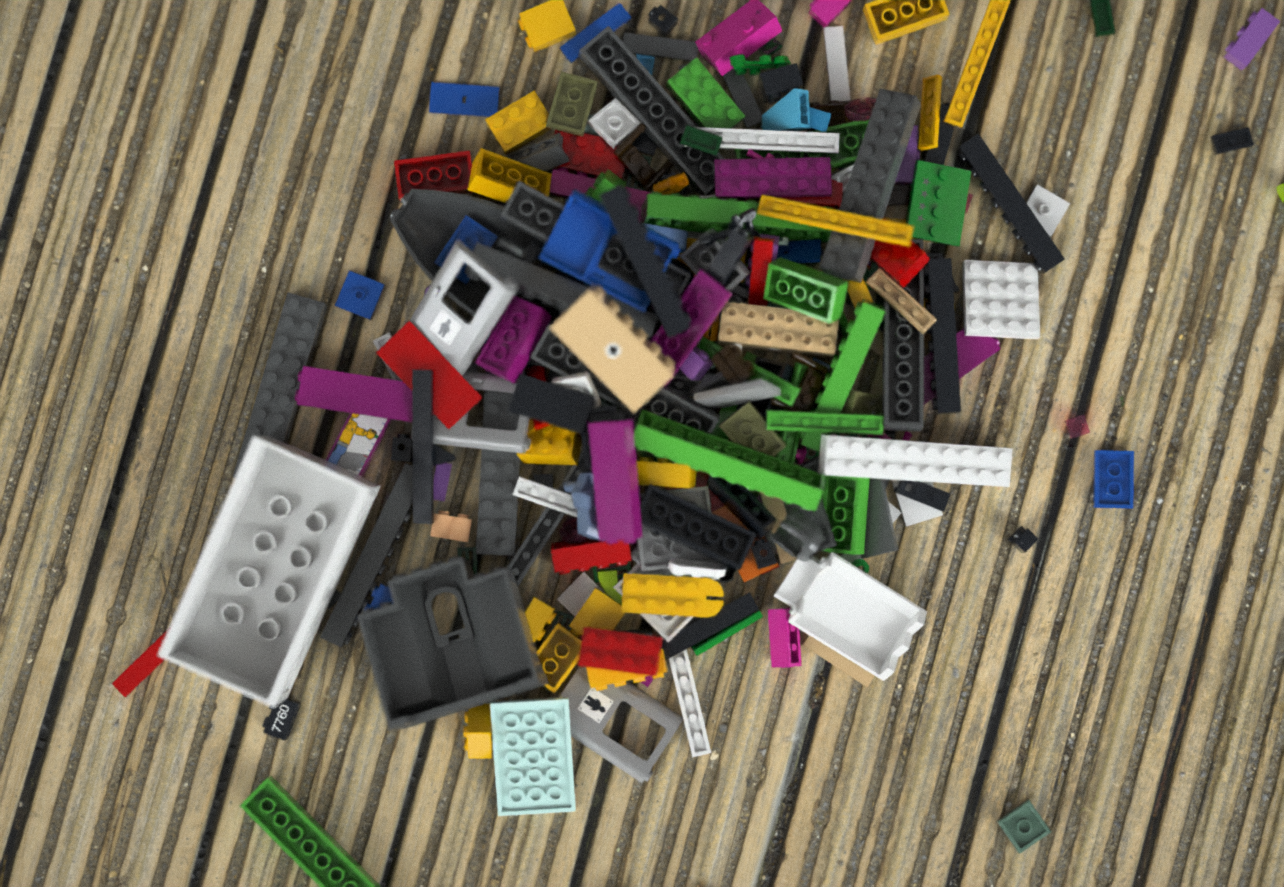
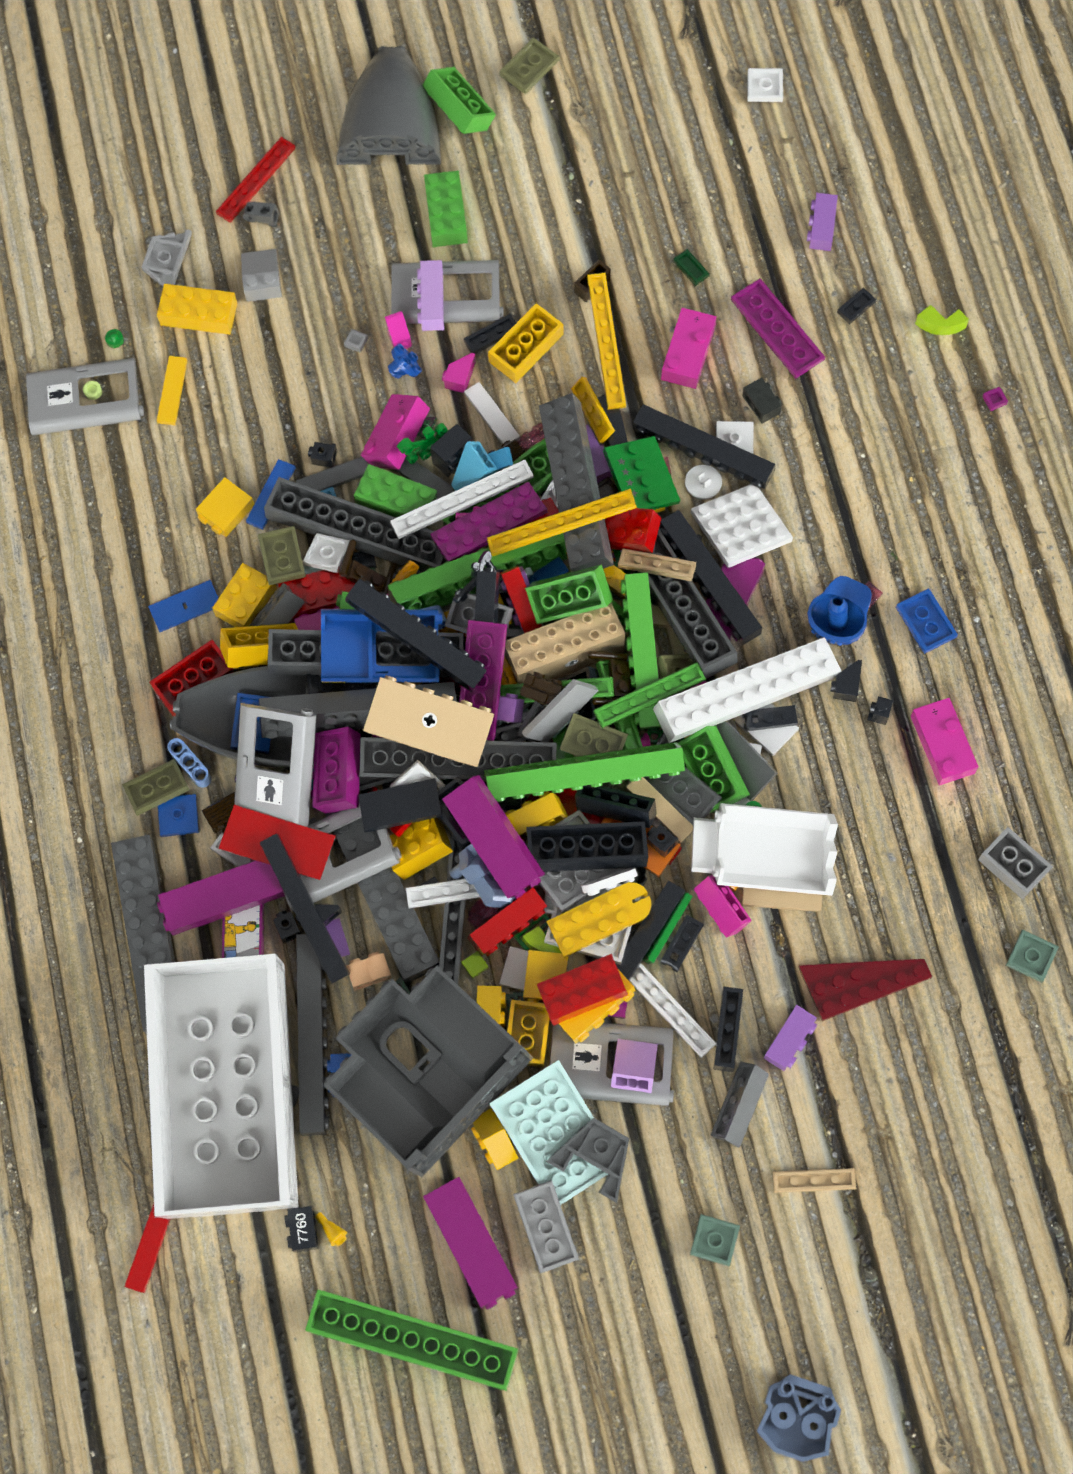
camera: 20 degrees left, 15 degrees down
(306, 733) = (334, 1233): none -> yellow cone
(352, 259) = (155, 787): none -> olive plate
(393, 262) = (185, 755): none -> light blue beam
(396, 315) = (219, 813): none -> dark brown brick
(414, 806) = (471, 1243): none -> magenta brick
(483, 826) = (546, 1226): none -> light grey tile
(545, 570) = (475, 964): none -> lime tile
(562, 788) = (601, 1148): none -> dark grey wing
(630, 735) = (634, 1065): none -> lavender brick
(701, 140) = (410, 524): dark green tile -> none
(702, 813) = (740, 1103): none -> panel
(727, 747) = (728, 1029): none -> black brick
(732, 649) = (682, 942): none -> black plate
(777, 783) = (791, 1038): none -> medium lavender brick
(798, 536) = (681, 813): dark grey piece -> none
(851, 764) = (847, 986): none -> dark red wing
(991, 236) = (703, 482): none -> white piece
(1009, 498) = (847, 683): none -> black slope
(1041, 431) = (840, 611): none -> blue piece
(1052, 98) = (688, 348): none -> dark pink brick
(1058, 740) = (1015, 863): none -> light grey brick
(1062, 598) = (944, 741): none -> dark pink brick
(1090, 187) = (762, 400): none -> pearl dark grey brick
(1146, 123) = (777, 328): none -> magenta plate

